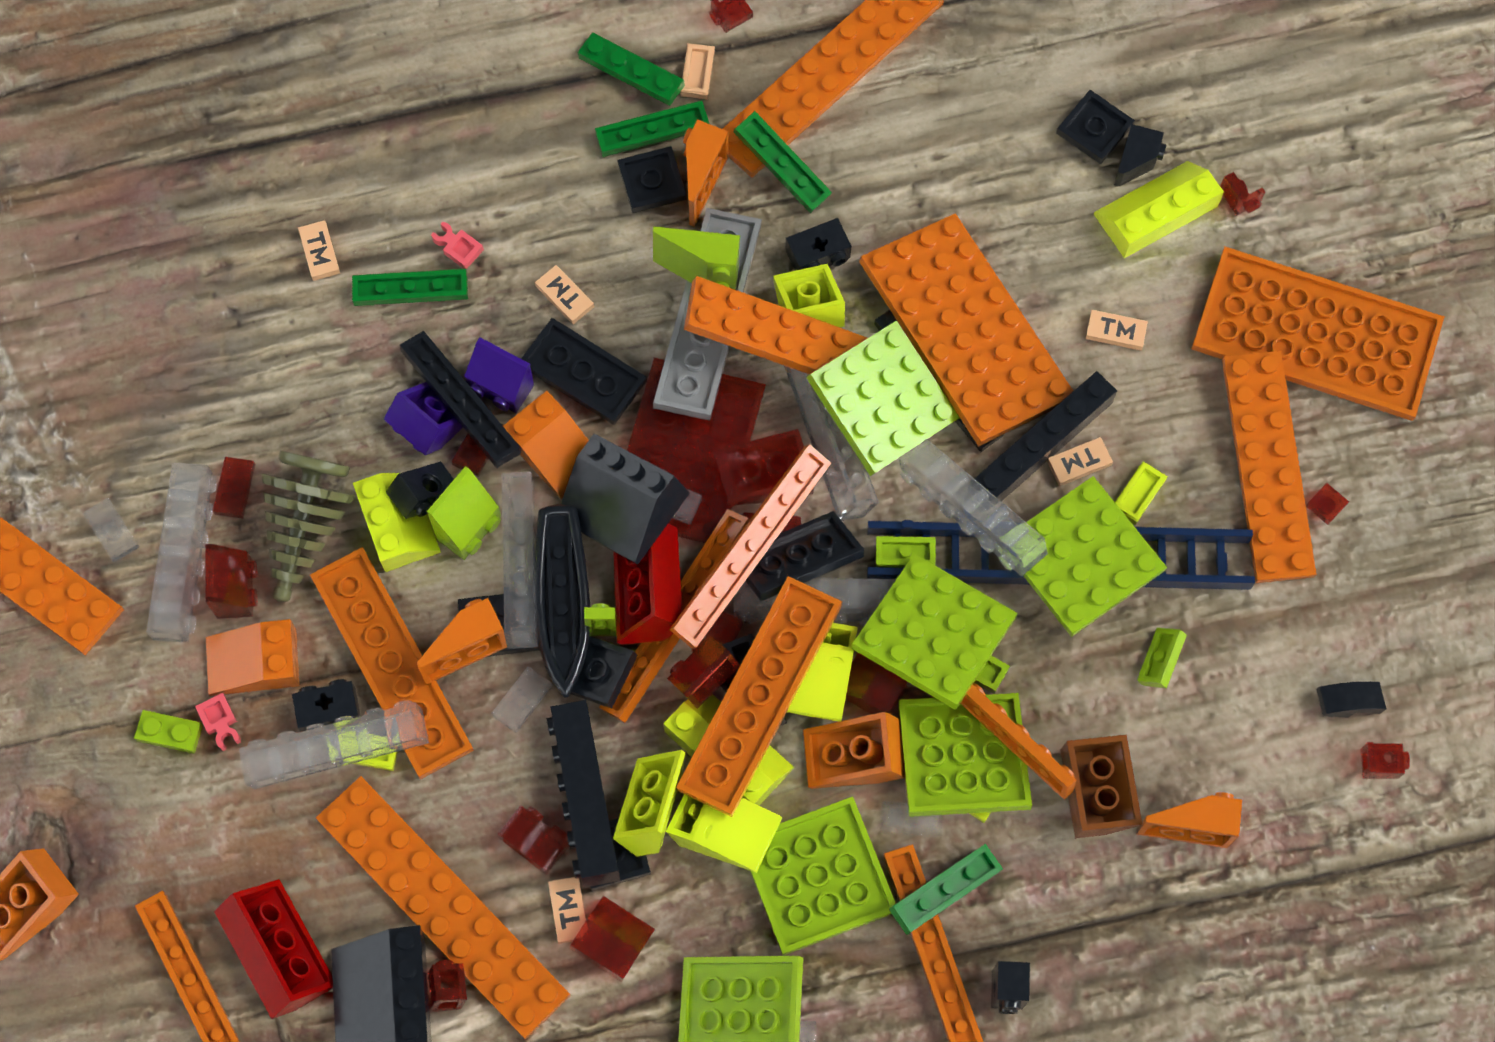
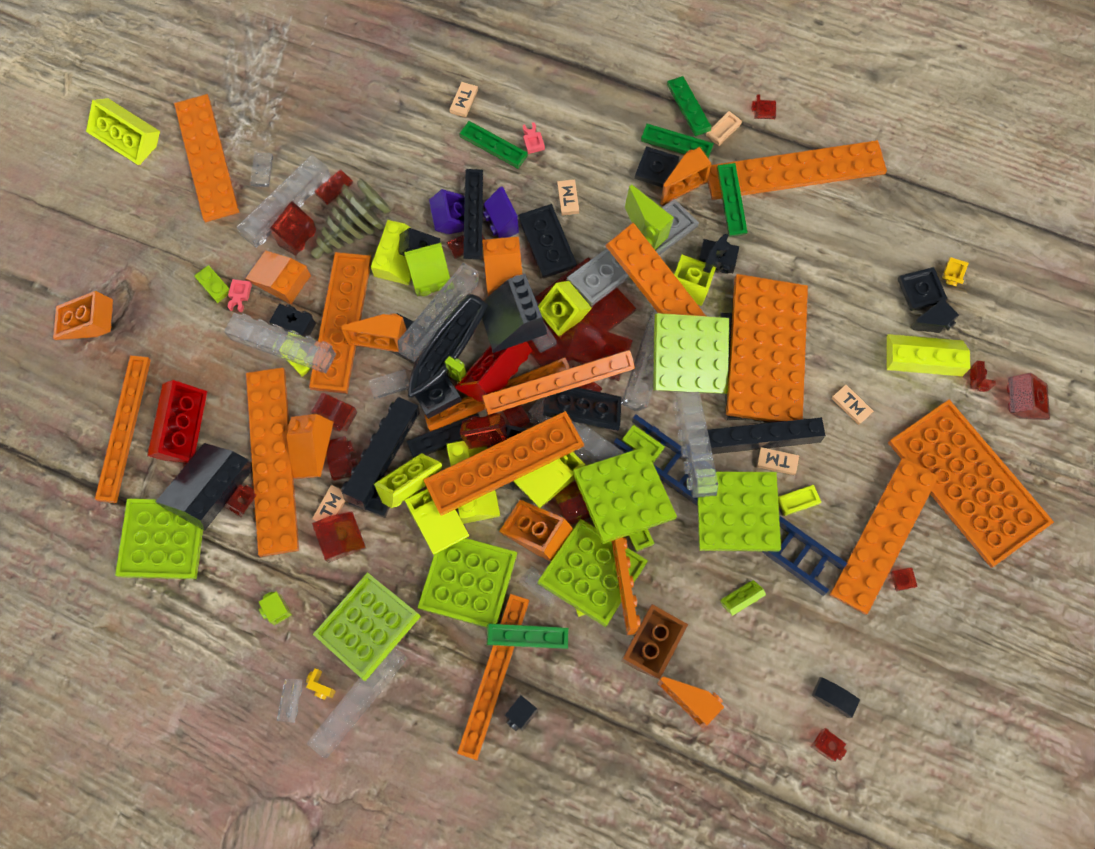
camera: 40 degrees right, 0 degrees up
(478, 786) = (336, 411): none -> clear red brick
(482, 851) = (308, 444): none -> orange slope
(644, 721) = (437, 439): none -> black plate
(678, 443) = (563, 307): none -> neon yellow slope
(818, 244) = (716, 253): none -> black slope
(1118, 79) = (955, 271): none -> yellow bracket
(1311, 183) = (1028, 397): none -> clear red slope

